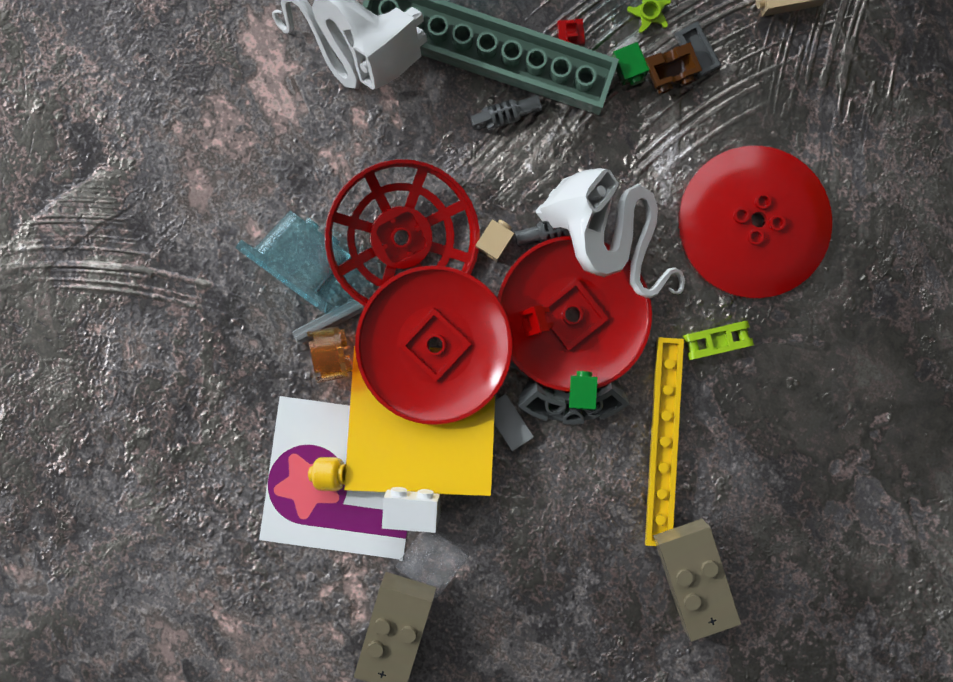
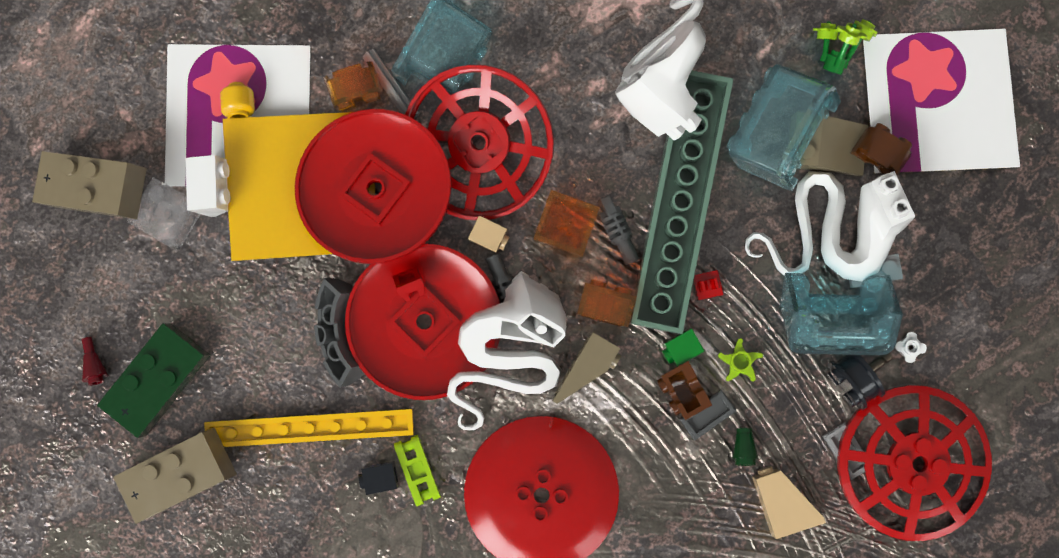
camera: 80 degrees right, 0 degrees up
(494, 160) = (566, 224): none -> clear orange brick
(510, 423) = (310, 273): light grey tile -> none
(579, 651) = (93, 369): none -> dark red cone
(581, 128) = (606, 304): none -> clear orange brick
(583, 391) = (344, 338): green brick -> none
(598, 591) = (153, 380): none -> dark green brick
(637, 156) = (590, 363): none -> dark tan slope
(722, 378) = (379, 478): none -> black brick
(735, 17) = (744, 448): none -> dark green cone

